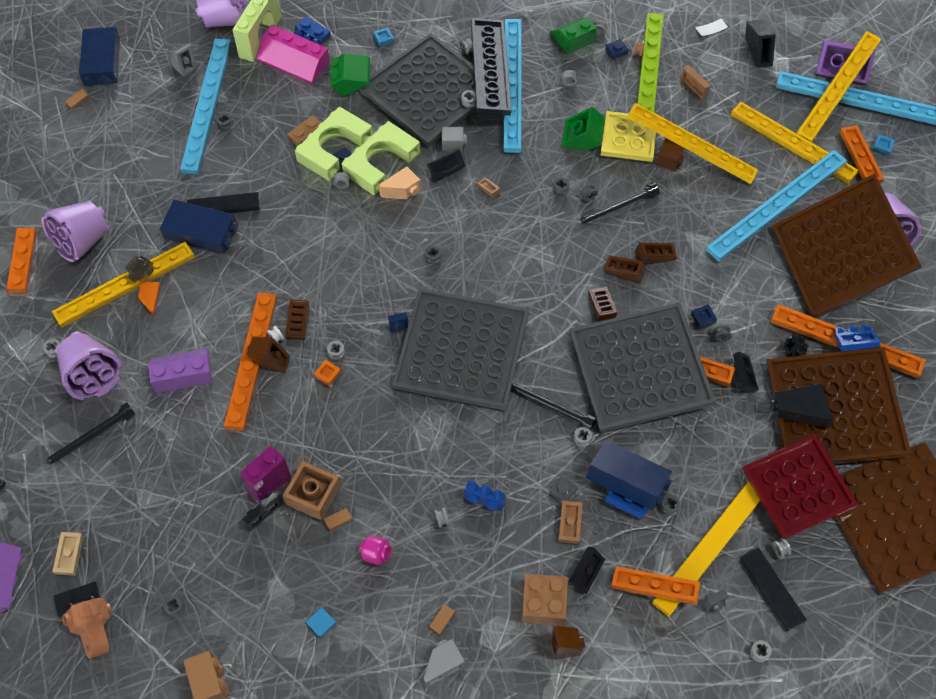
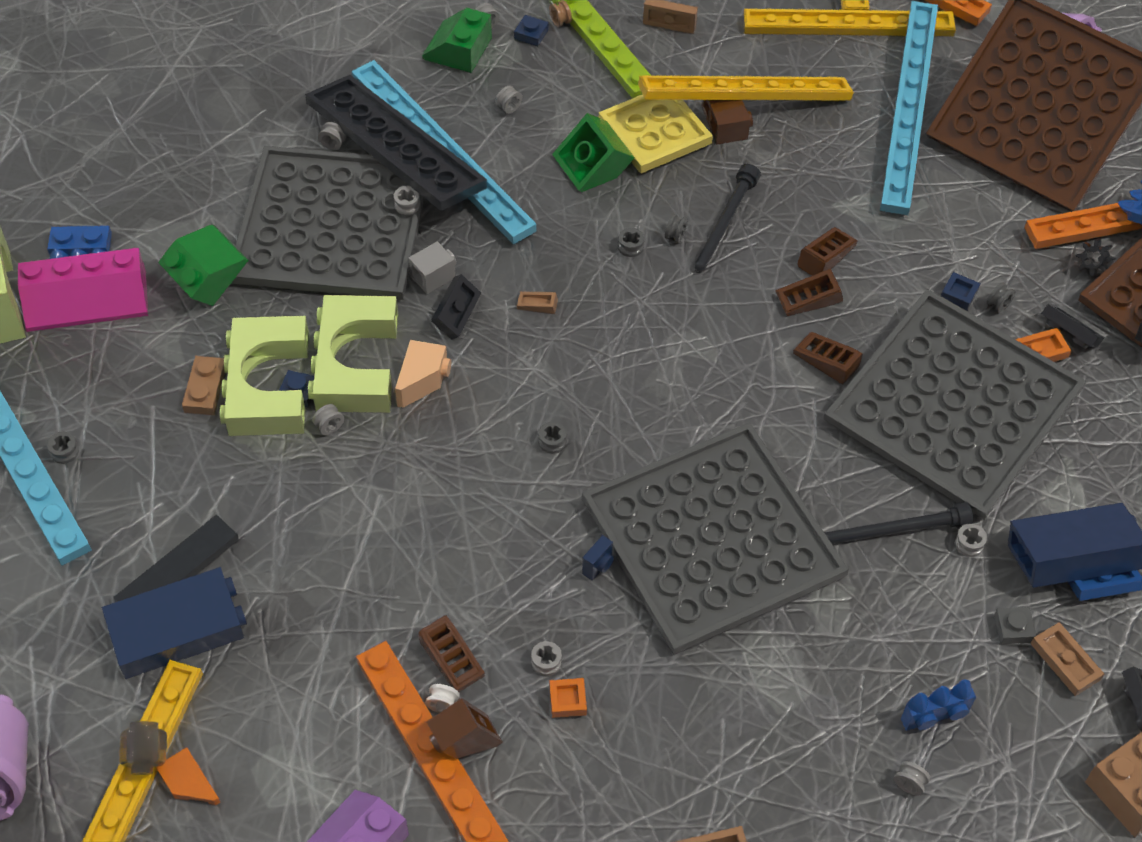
camera: 40 degrees left, 5 degrees down
(383, 37) = (196, 191): dark azure tile -> none

